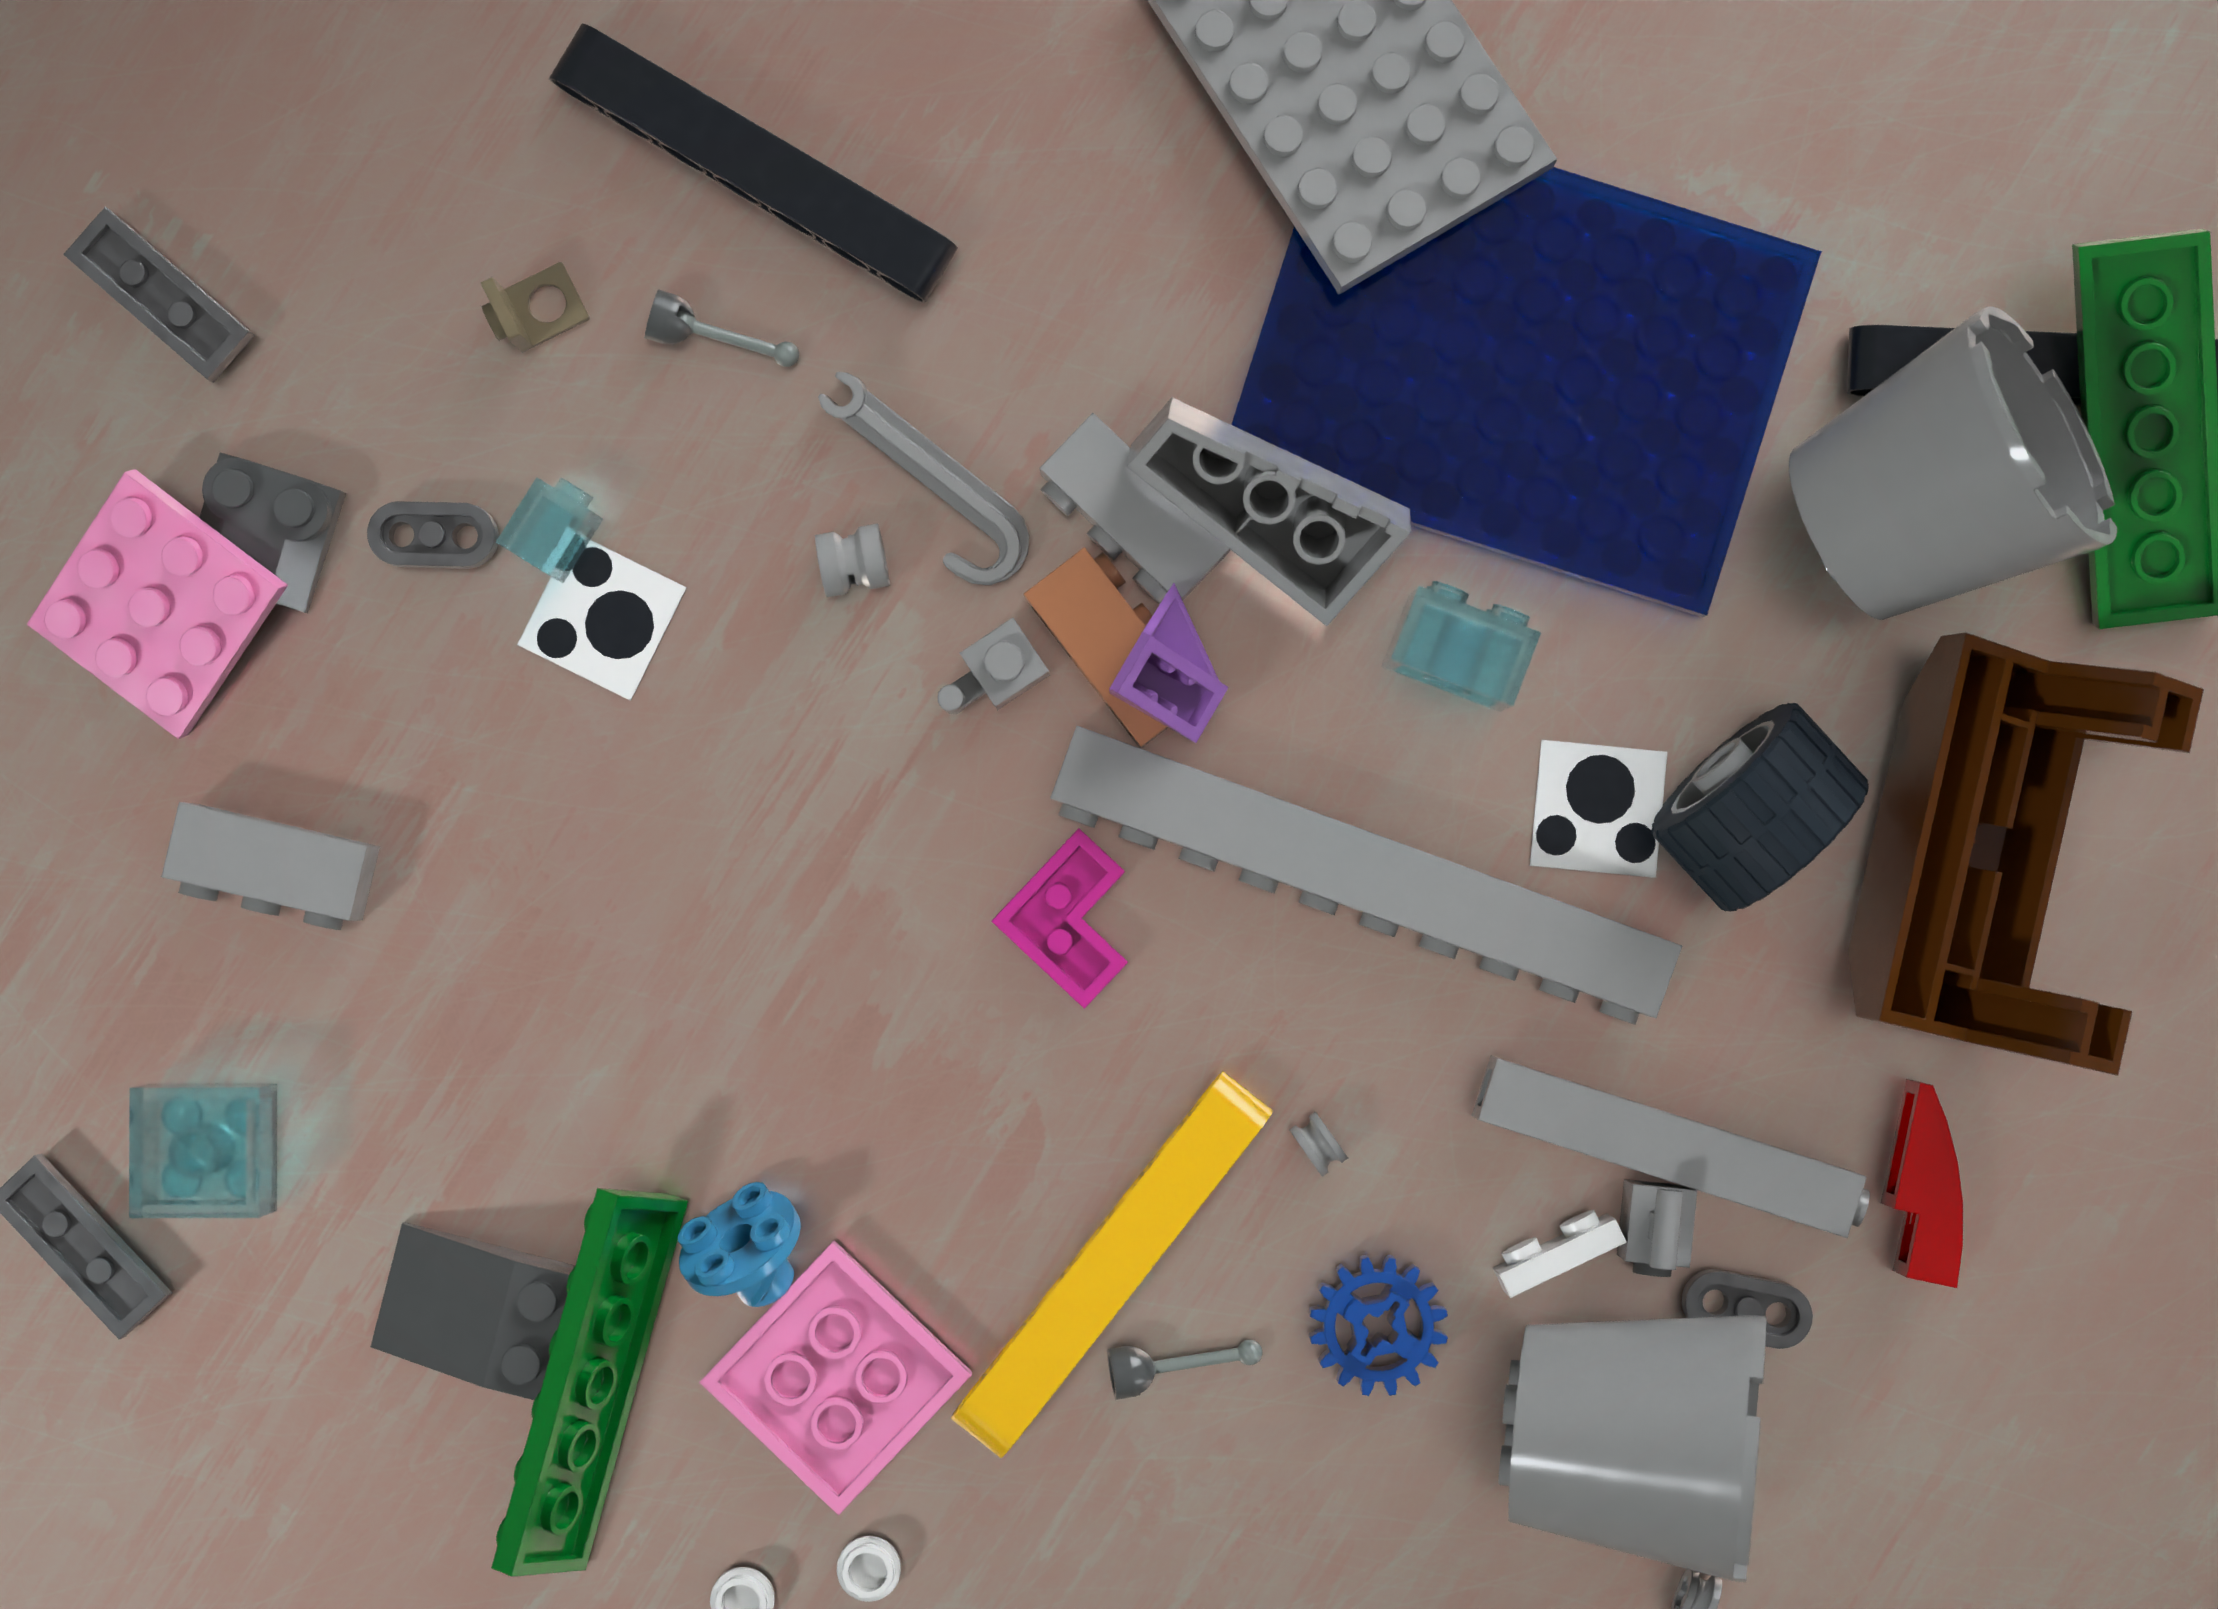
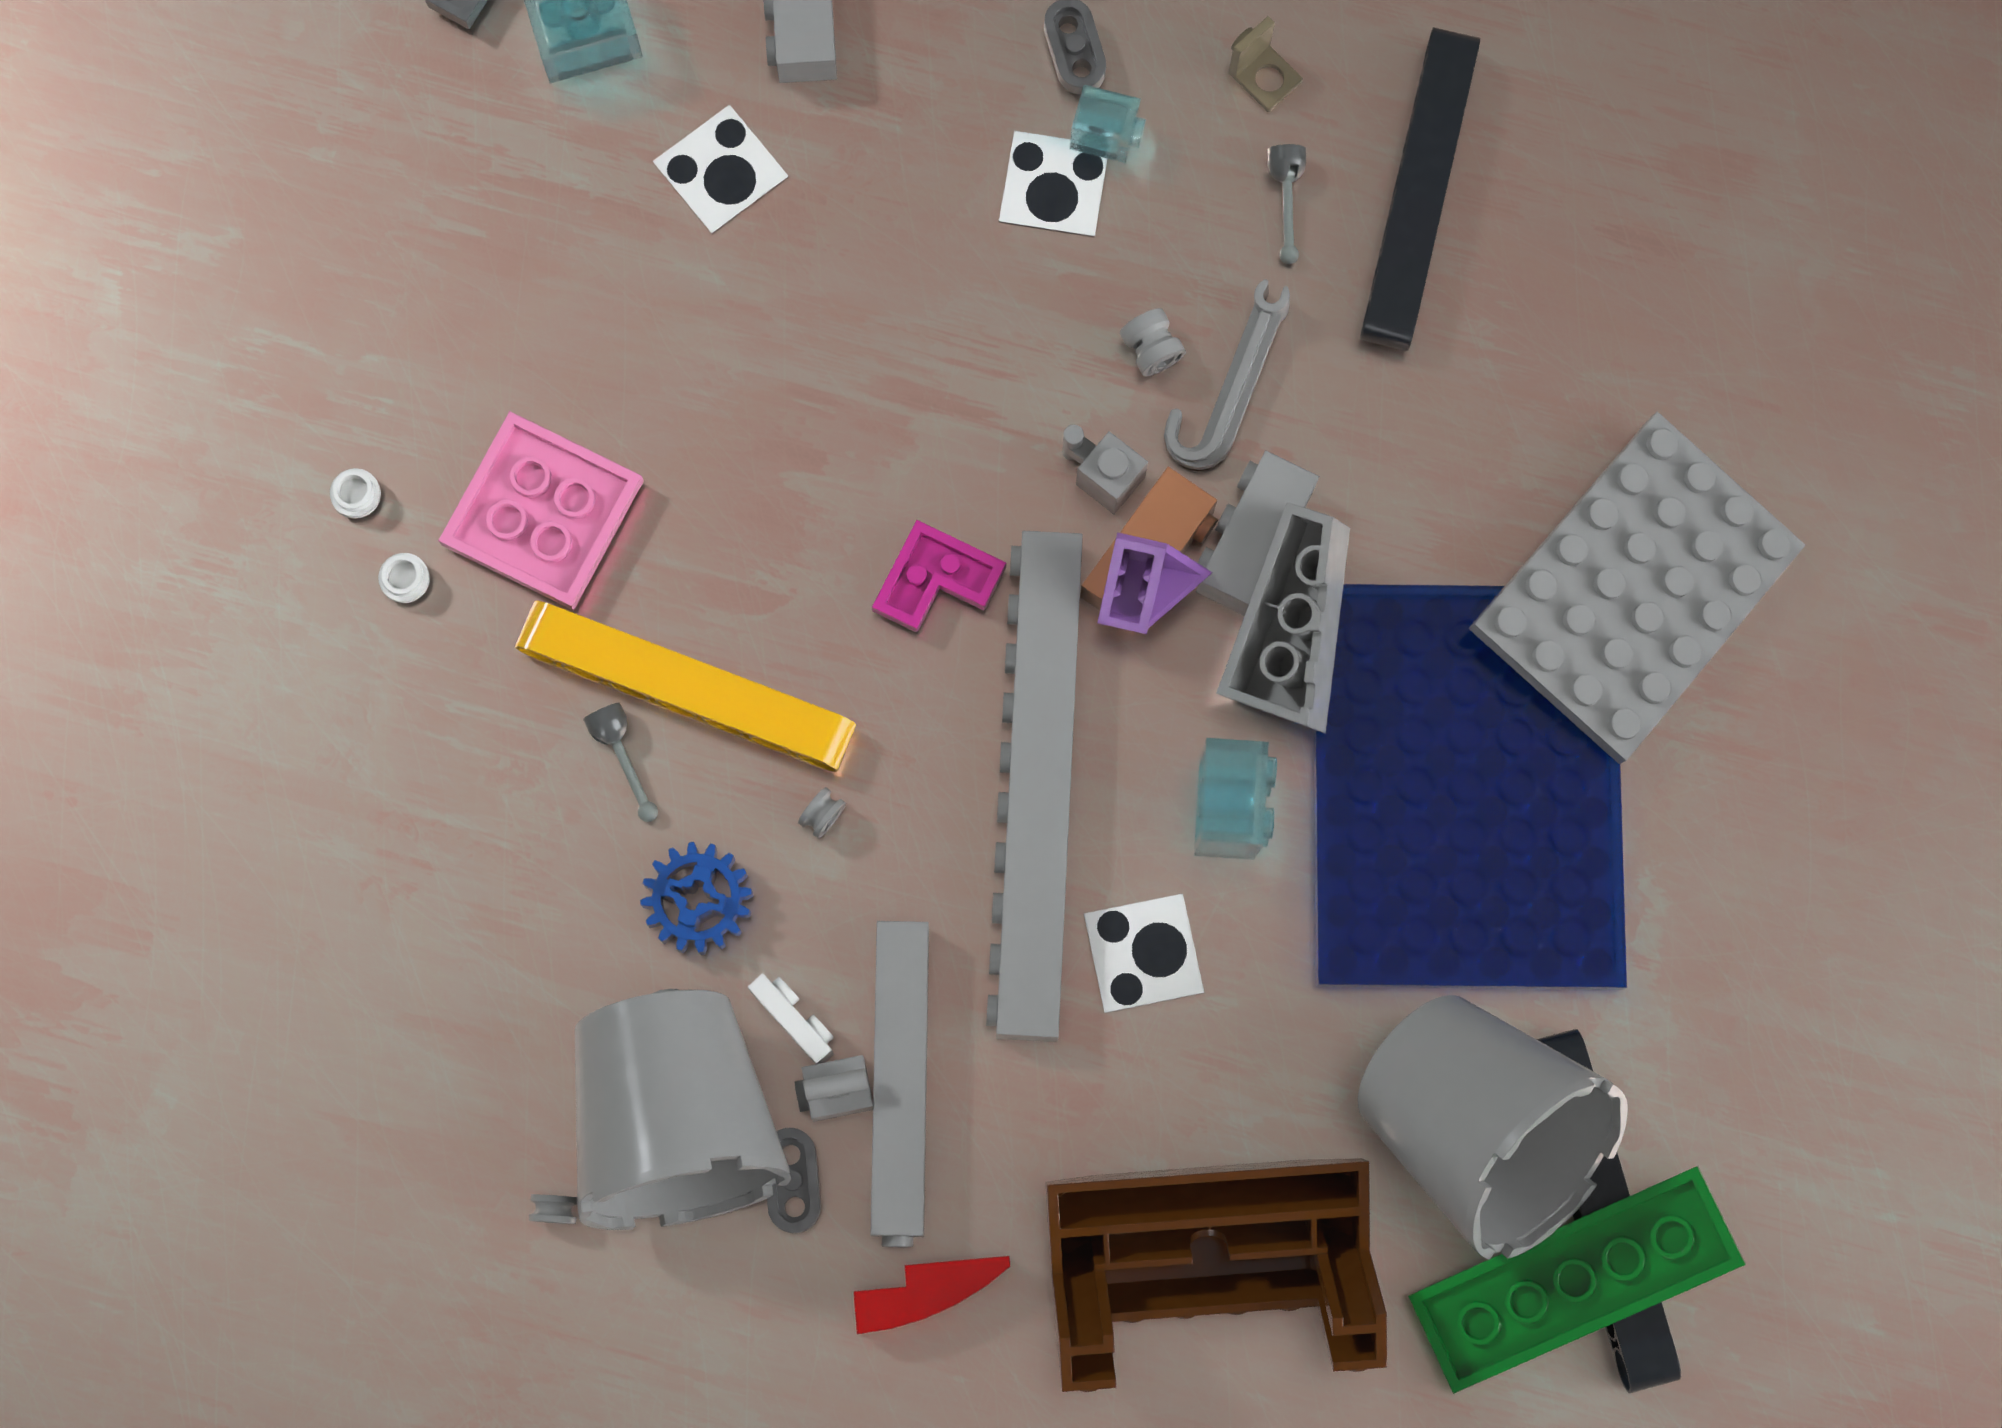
camera: 70 degrees right, 10 degrees down
(454, 1027) = (720, 168): none -> white sticker
(471, 1309) = (517, 246): dark grey slope -> none
(589, 1382) = (487, 329): green plate -> none
(742, 1247) = (618, 411): dark azure plate -> none
(1760, 807) = (1183, 1059): black wheel -> none

